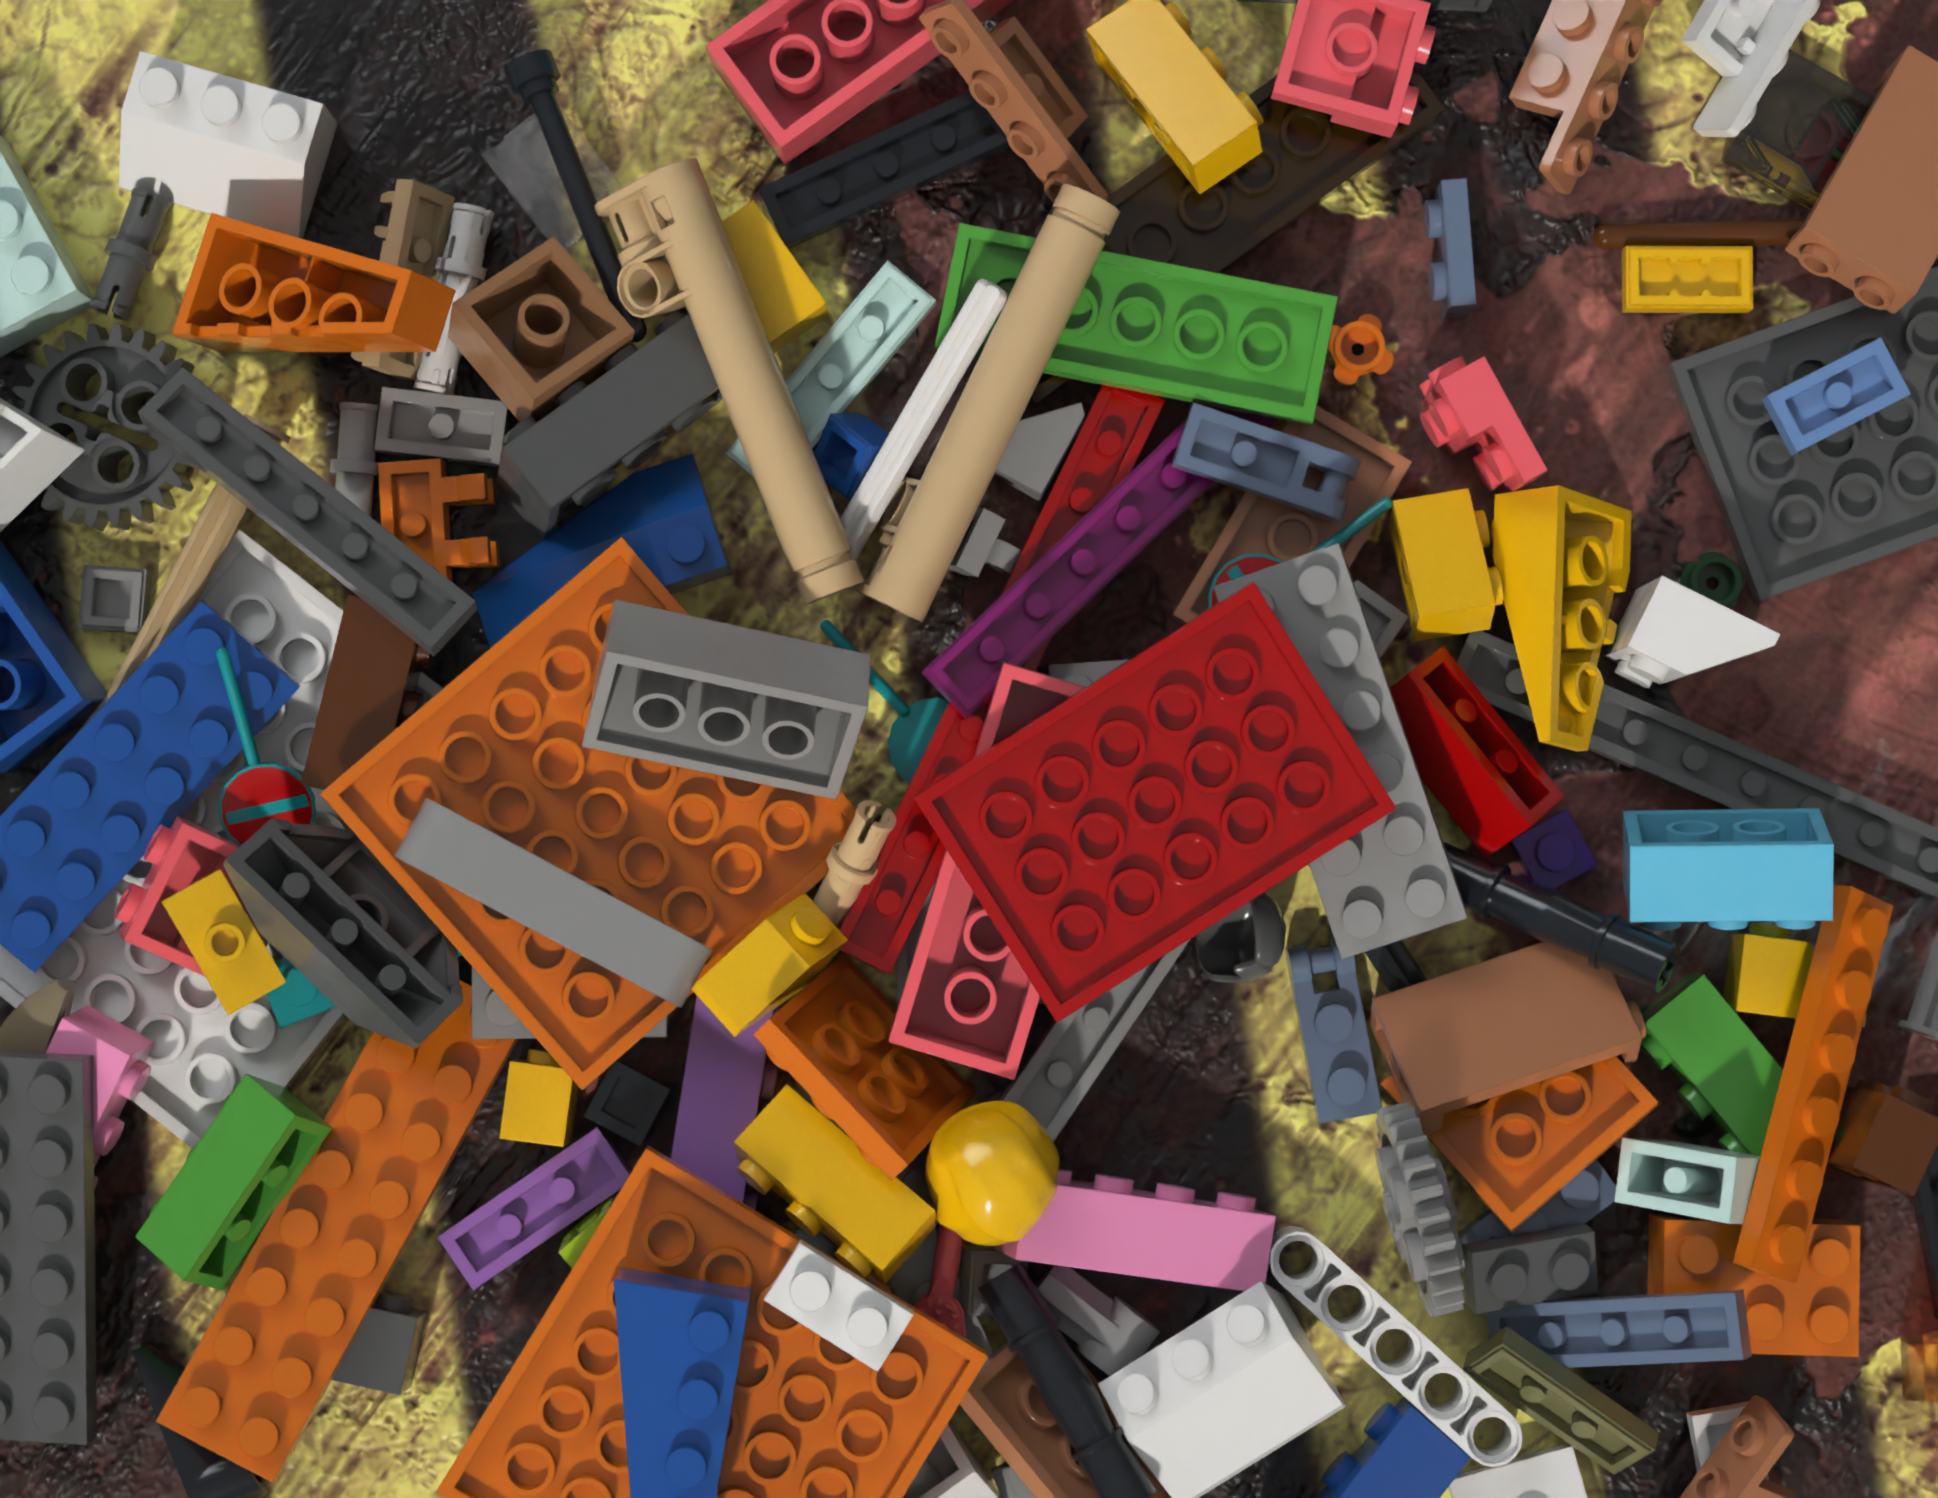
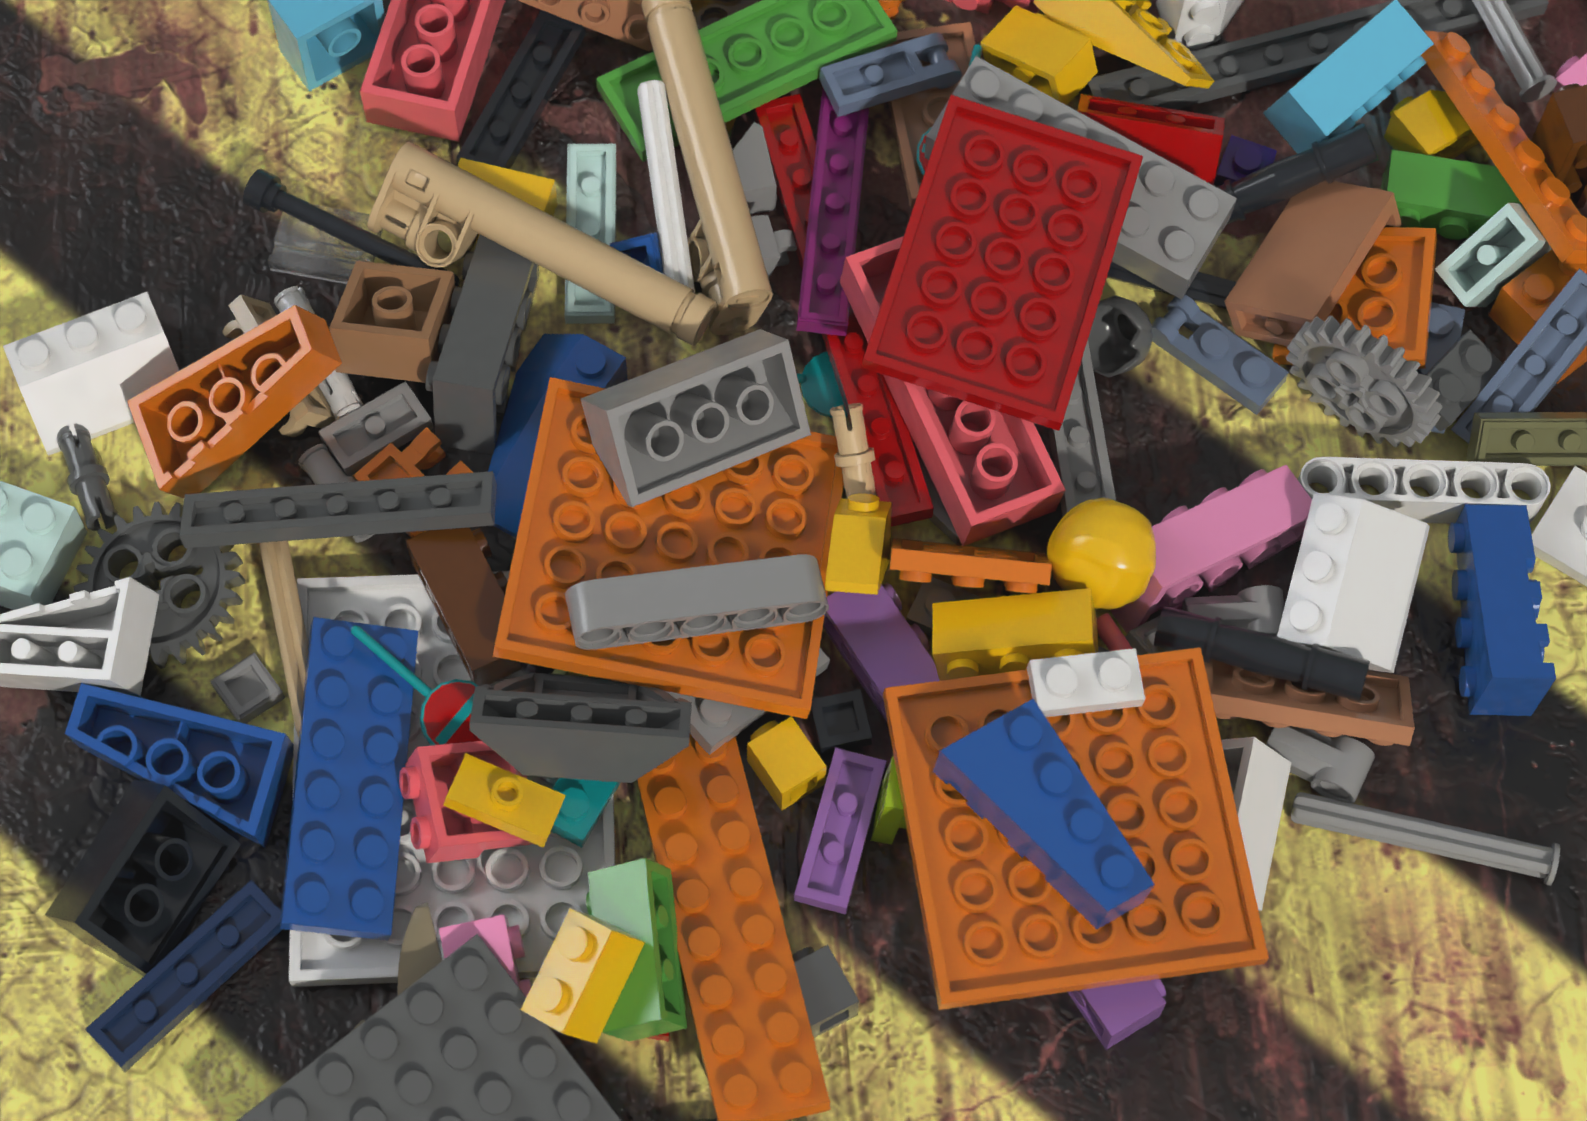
camera: 45 degrees left, 20 degrees down
(146, 1180) = (582, 976): none -> yellow brick

